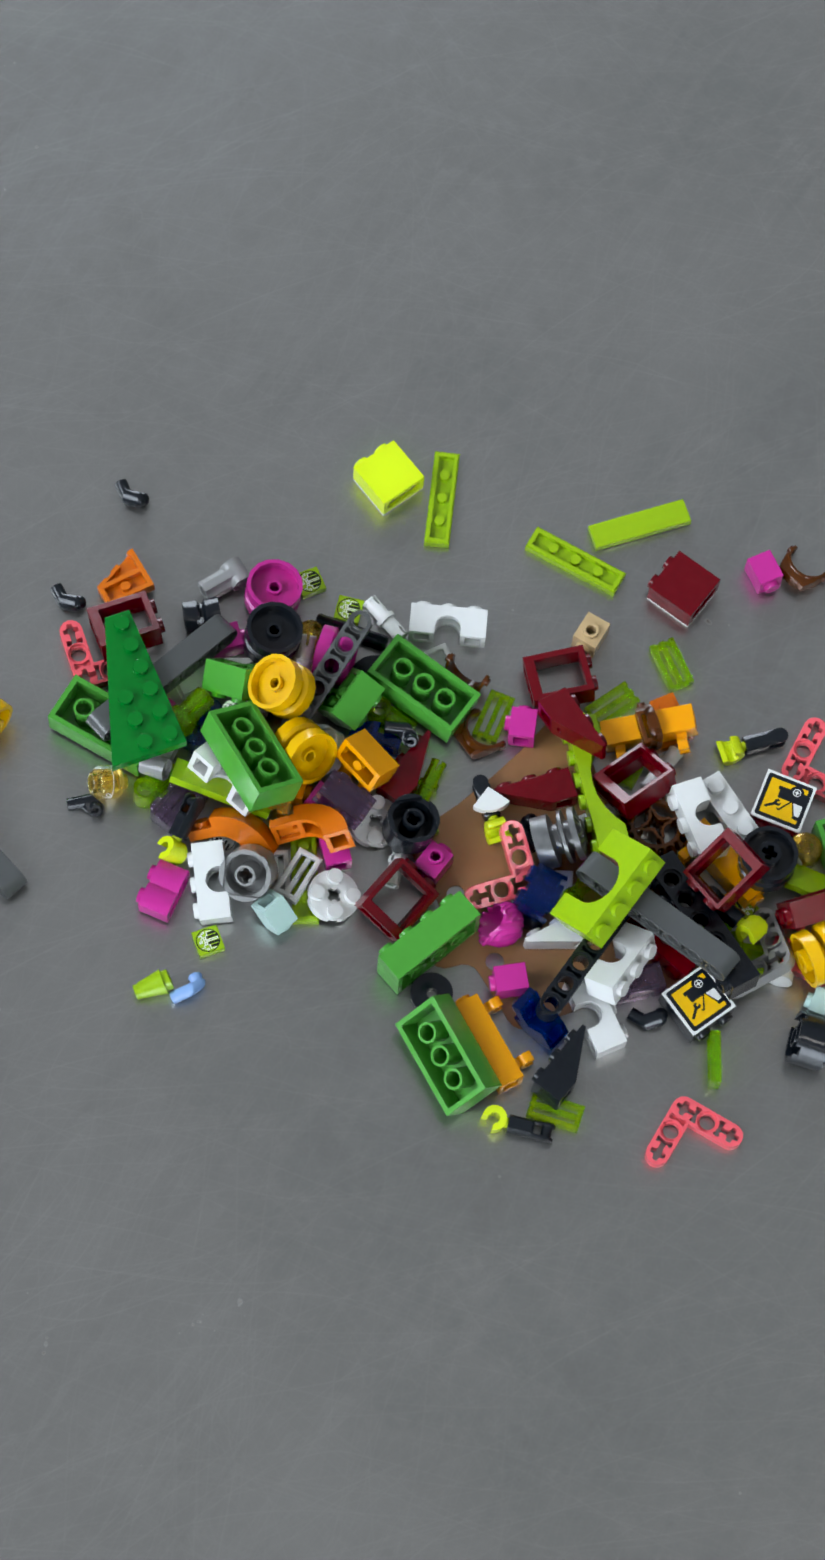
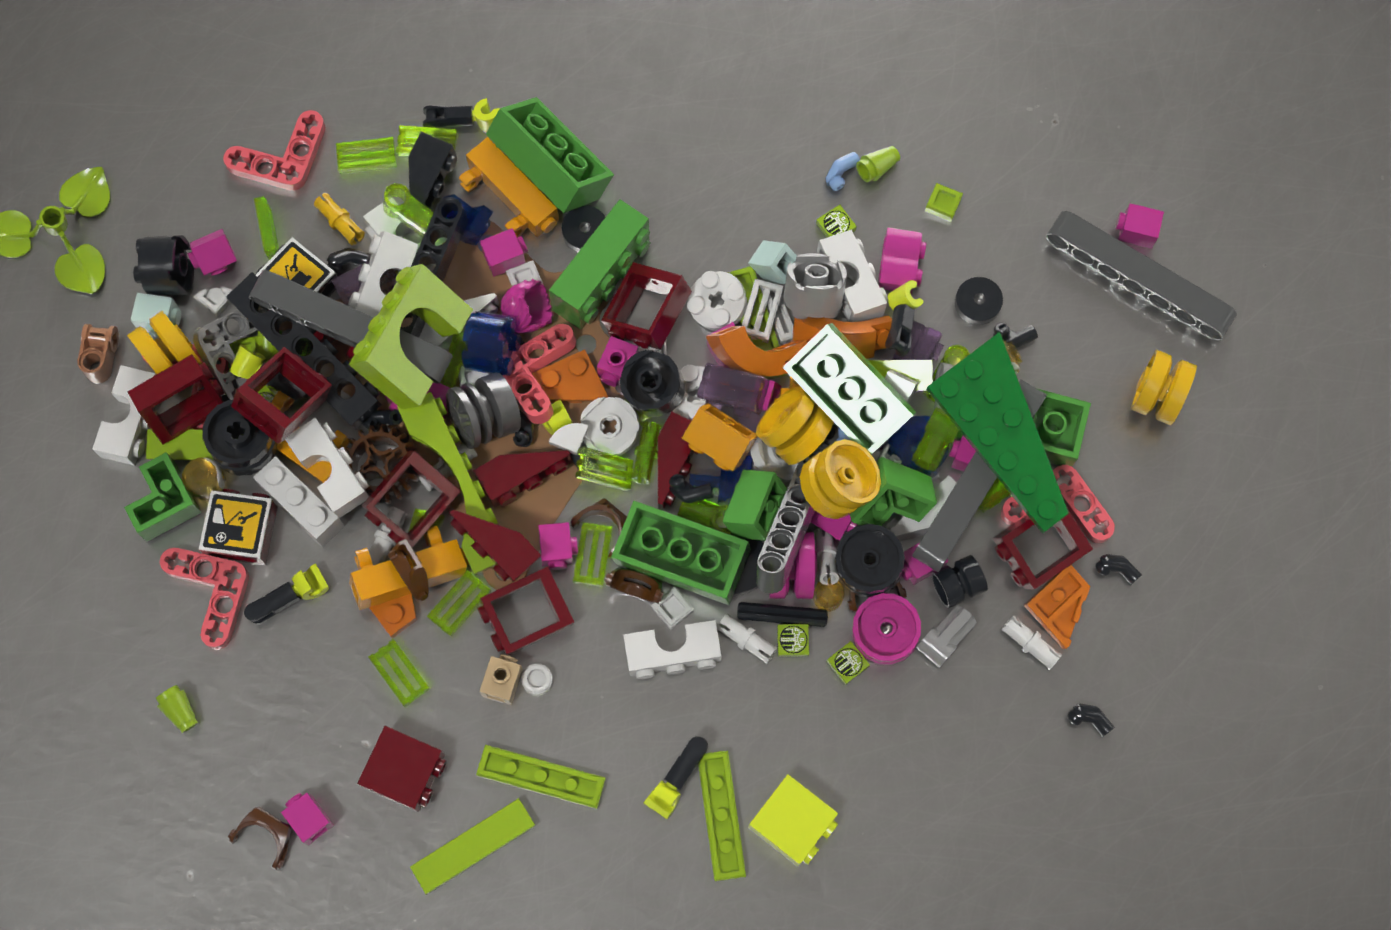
camera: 170 degrees right, 5 degrees up
(105, 832) = (978, 313): none -> black piece
(106, 938) = (943, 202): none -> lime tile
(158, 560) = (1031, 642): none -> white pin
(458, 798) = (611, 409): none -> white plate
(466, 778) = (584, 465): none -> clear neon green tile
(476, 861) = (571, 380): none -> orange wing
(481, 521) = (665, 795): none -> piece
(493, 957) = (523, 272): none -> white tile
(561, 633) = (537, 679): none -> white tile
(584, 1025) = (411, 212): none -> clear neon green piece
(613, 1114) = (388, 156): none -> clear neon green tile
(648, 1055) = (339, 219): none -> yellow pin
(766, 1047) = (212, 253): none -> dark pink brick
(771, 1013) = (214, 299): none -> white tile

